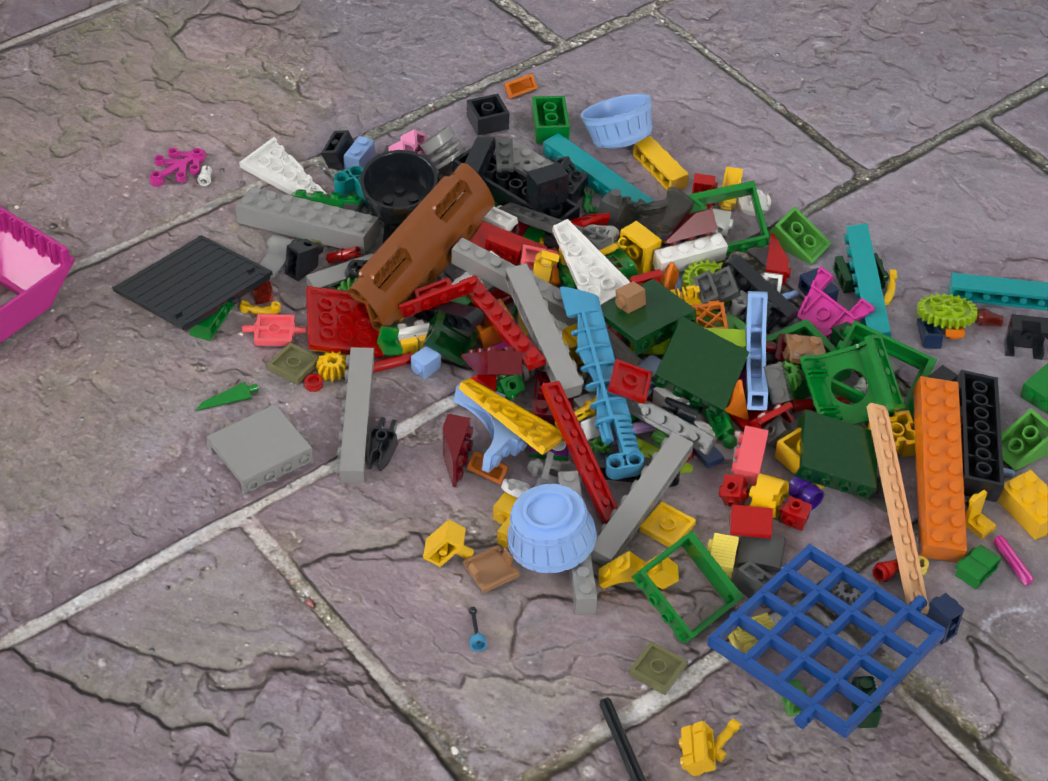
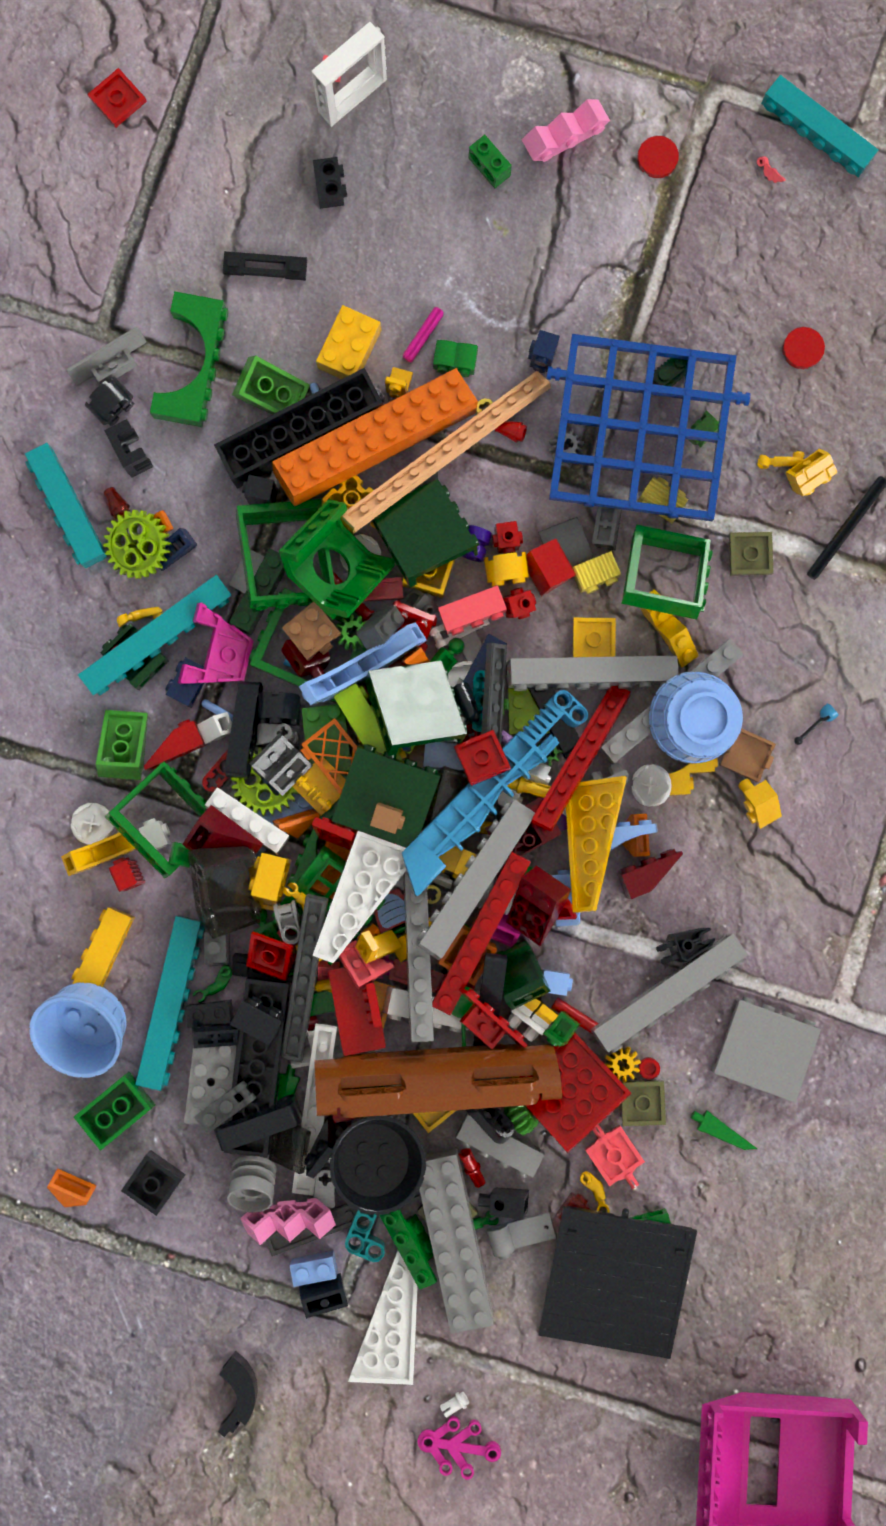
camera: 125 degrees left, 40 degrees up
(321, 96) = (244, 1382): none -> black arch

